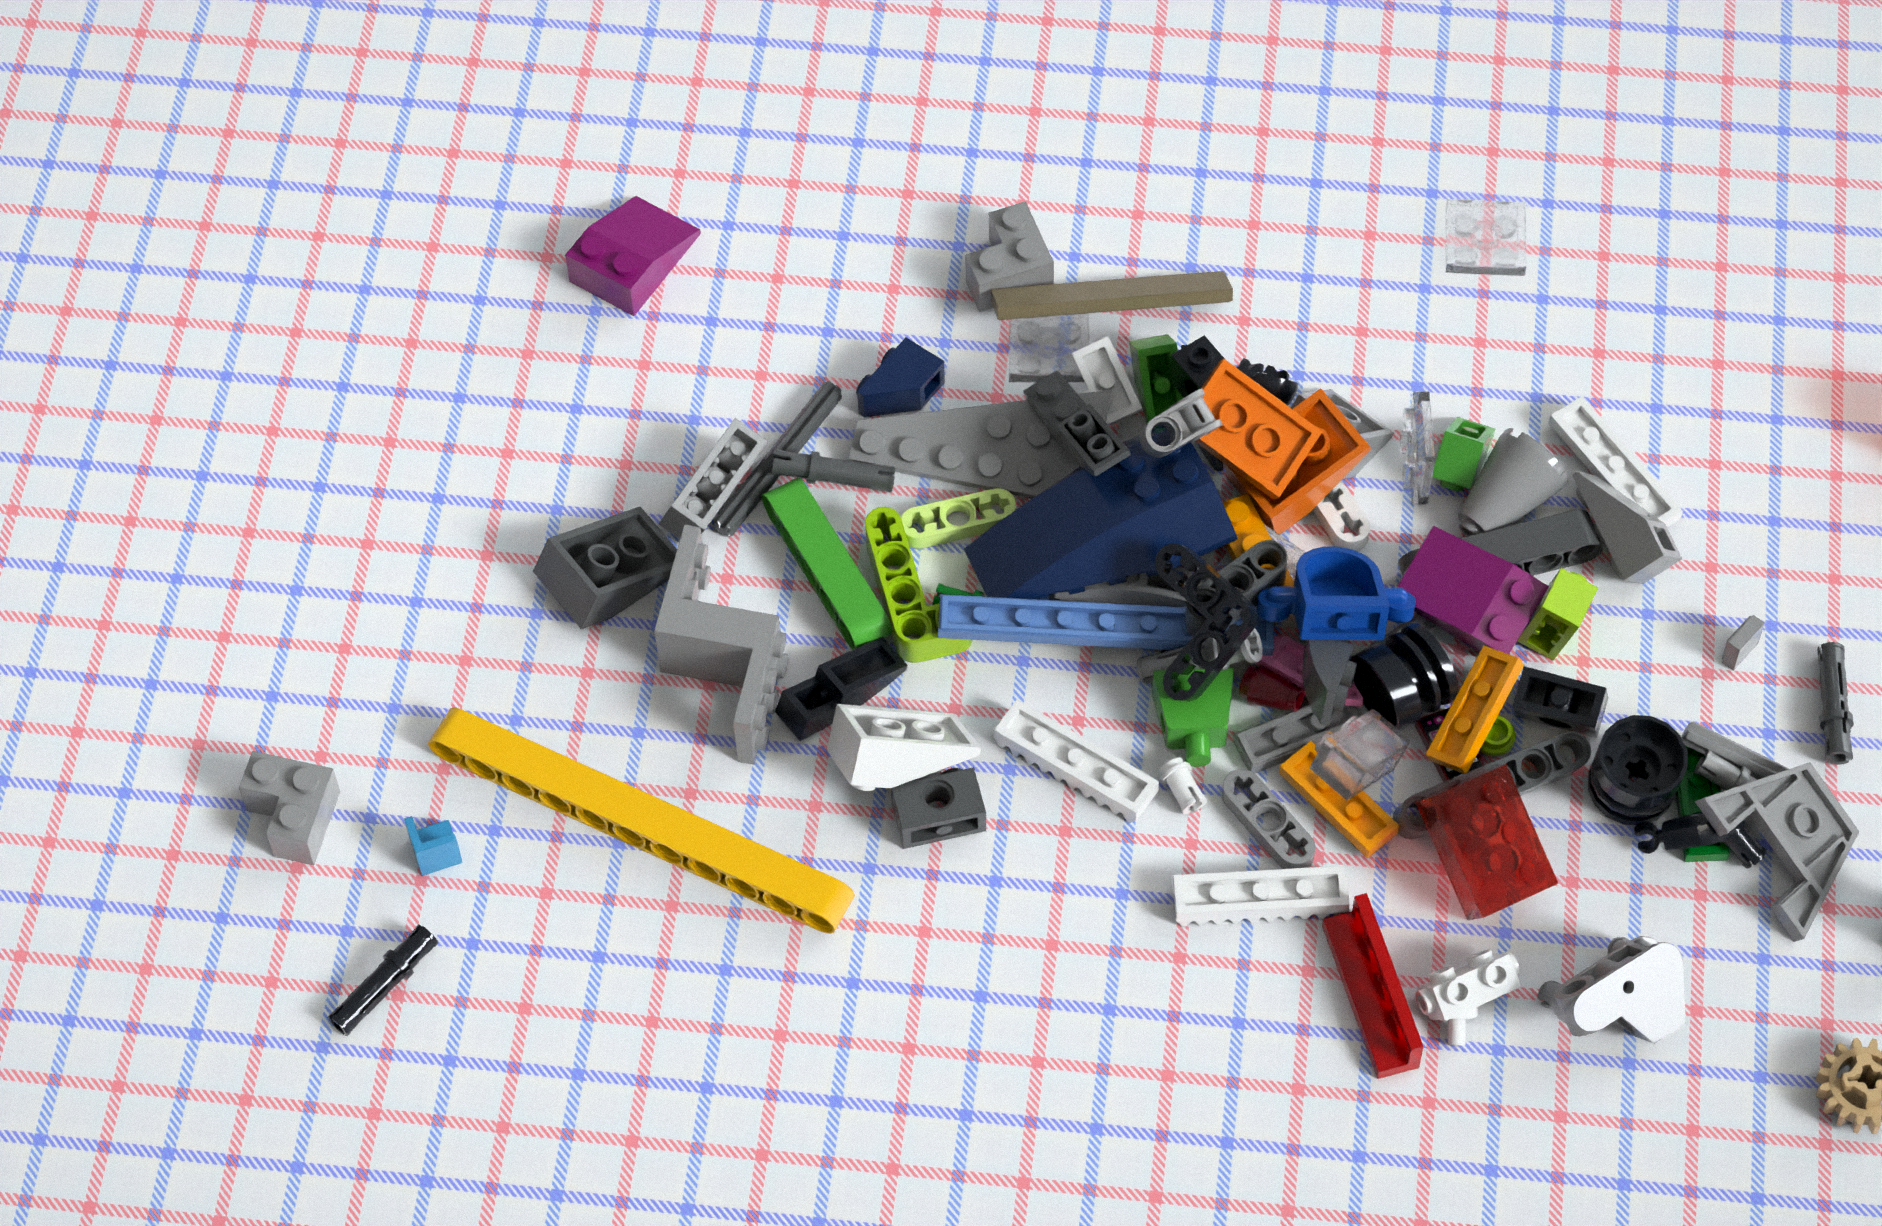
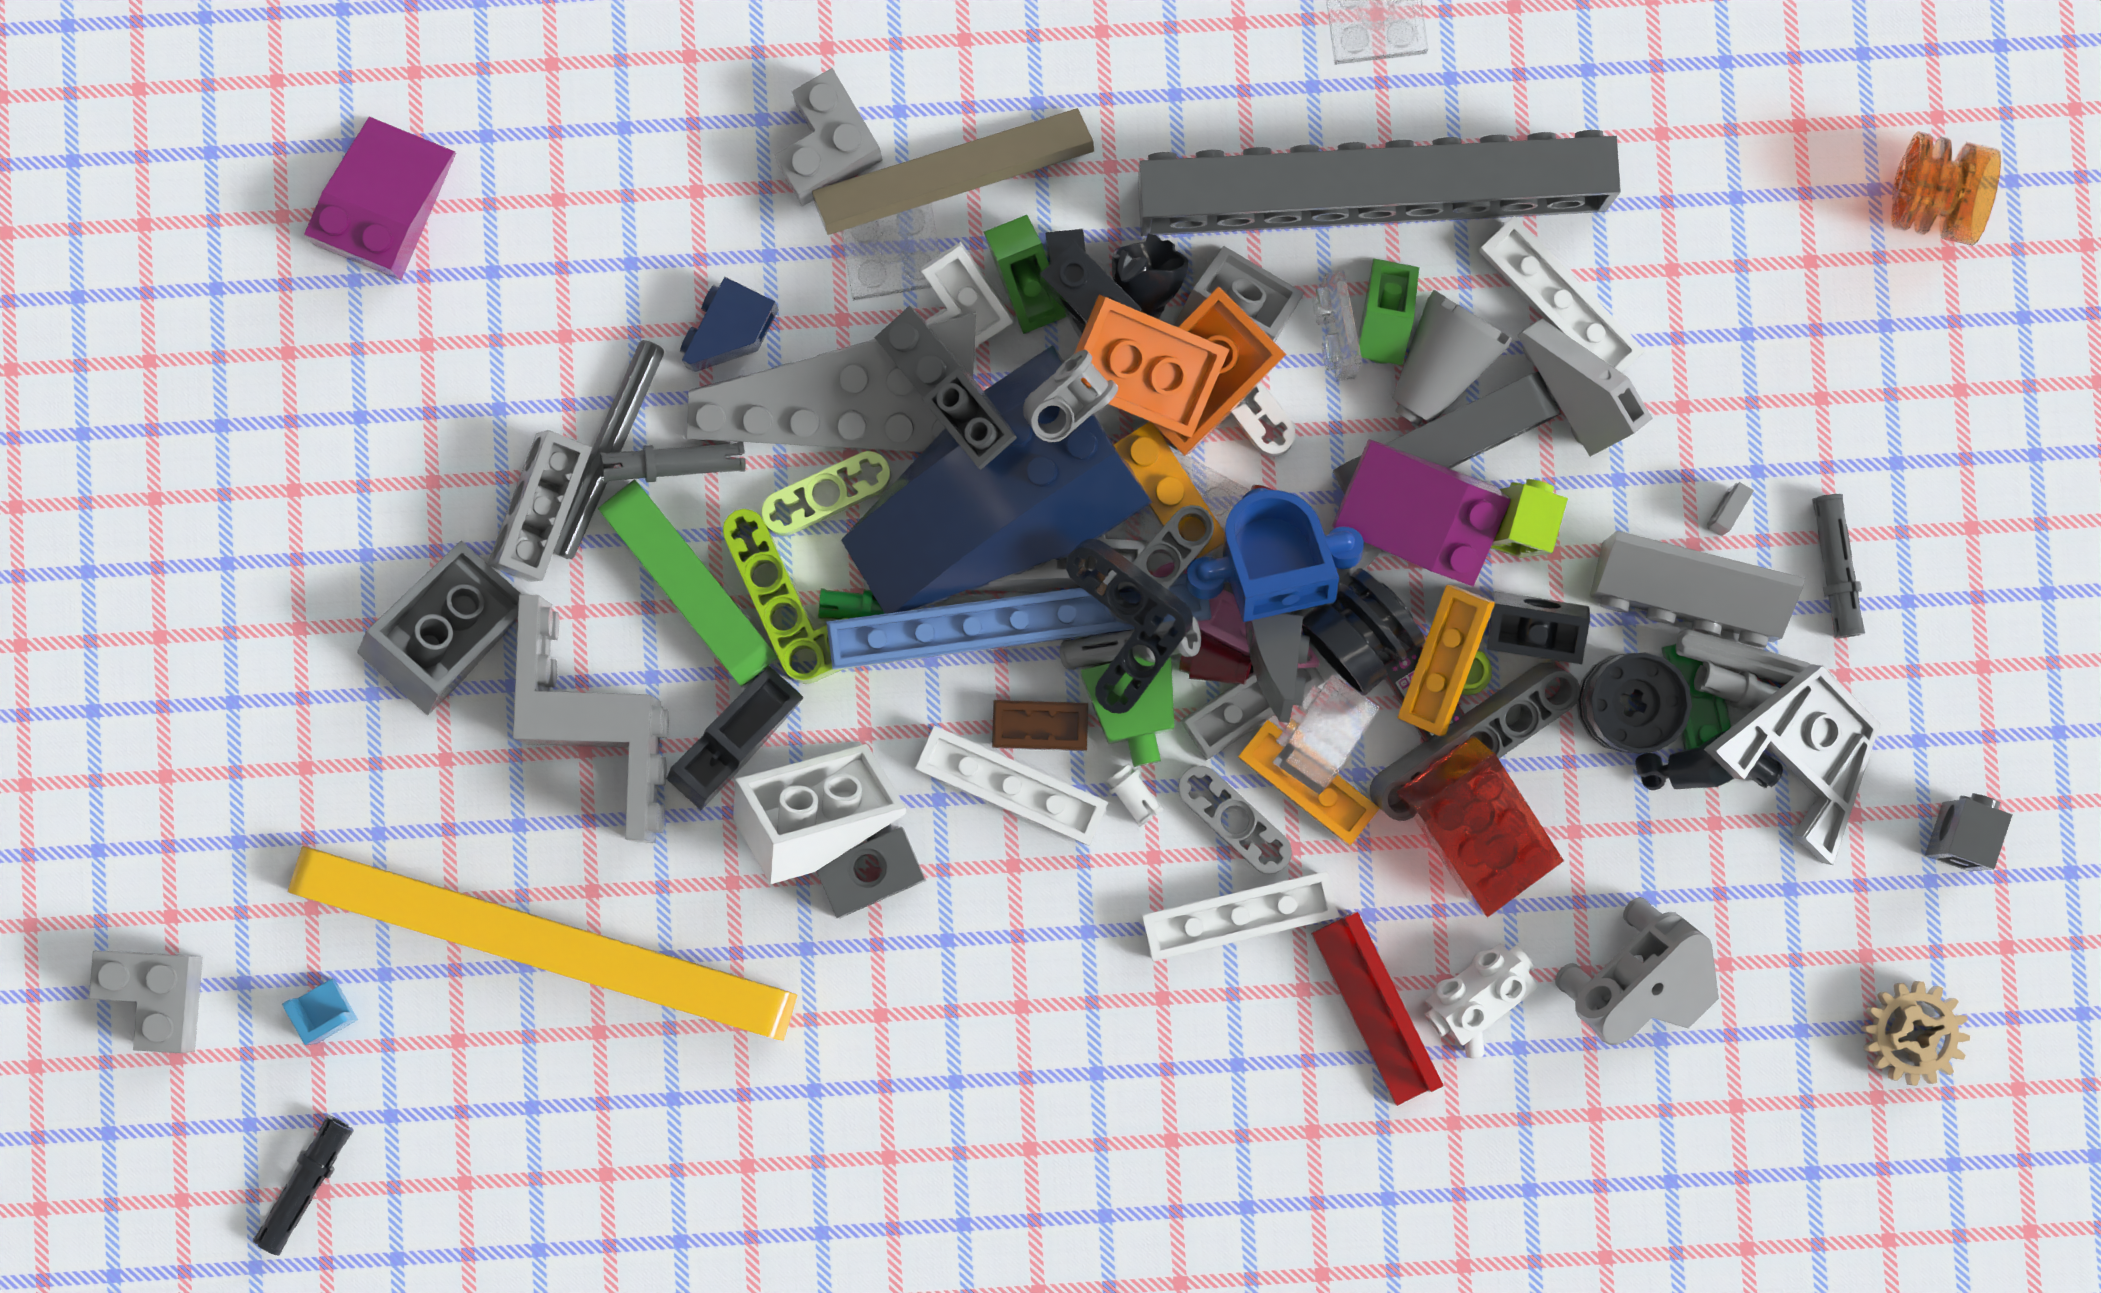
camera: 10 degrees left, 25 degrees up
(1110, 718) = (1040, 725): none -> reddish brown plate
(1469, 351) = (1378, 183): none -> dark grey brick
(1703, 684) = (1695, 588): none -> light grey slope

